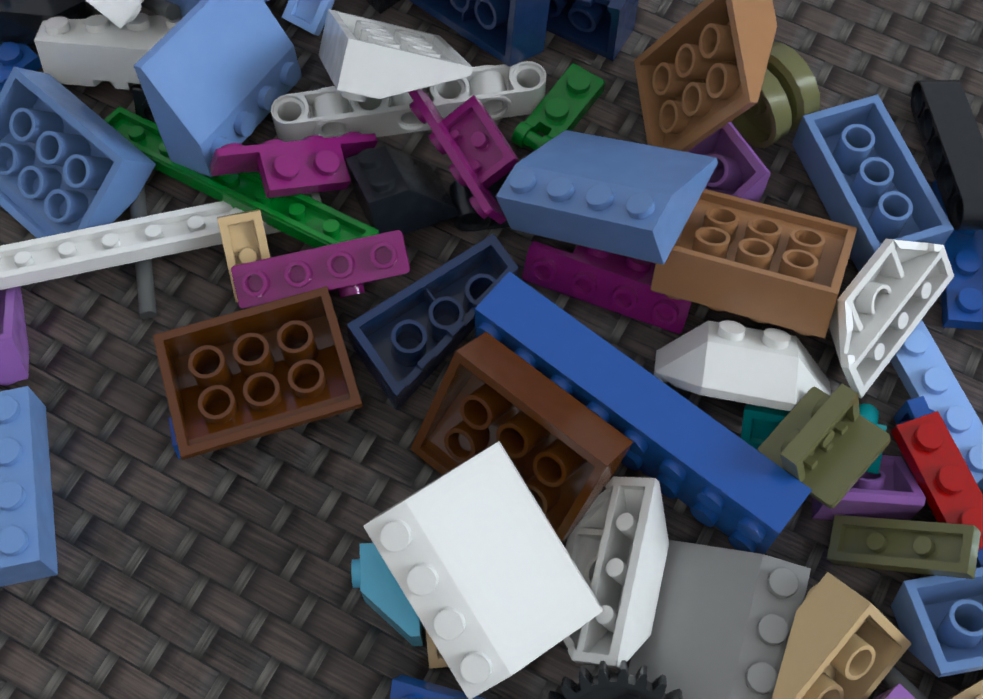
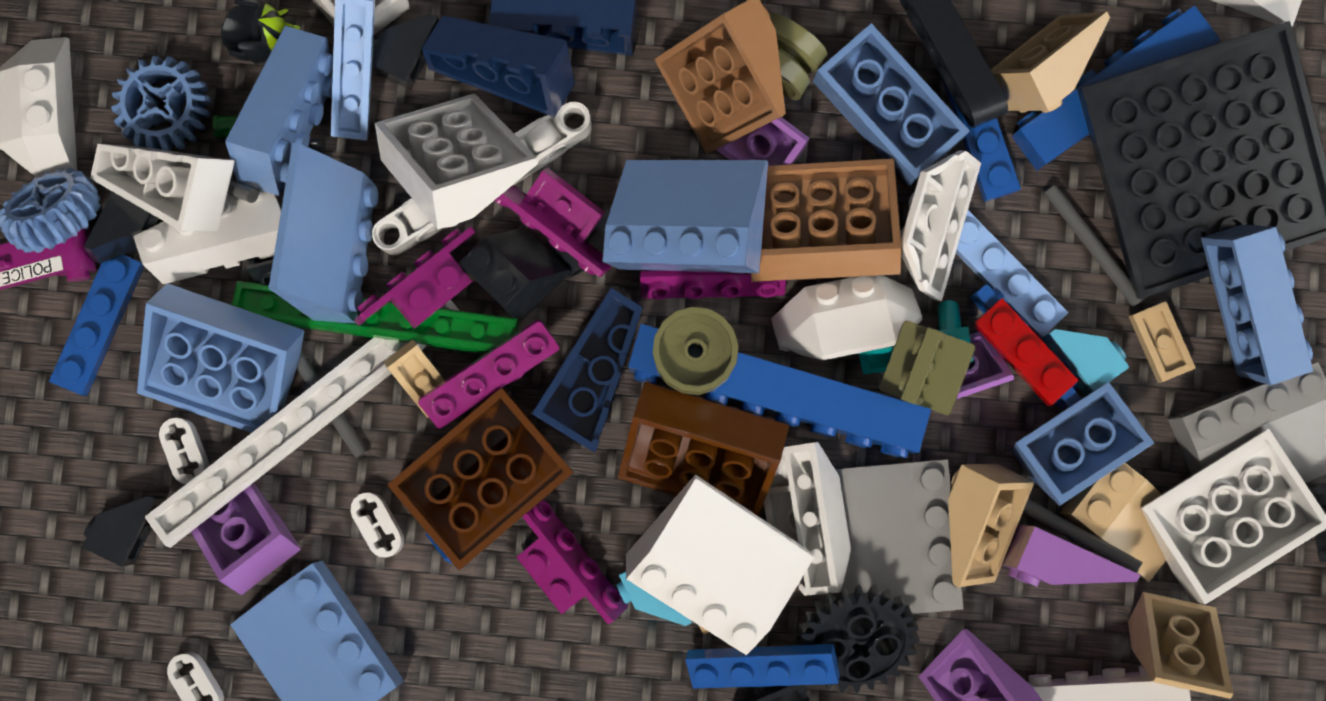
camera: 20 degrees left, 20 degrees up
(133, 389) = (369, 528): none -> white beam
(302, 518) = (565, 568): none -> magenta bracket
(557, 306) = (704, 330): none -> olive wheel
(560, 108) = (609, 129): green plate -> none
(905, 546) = (1008, 413): olive plate -> none

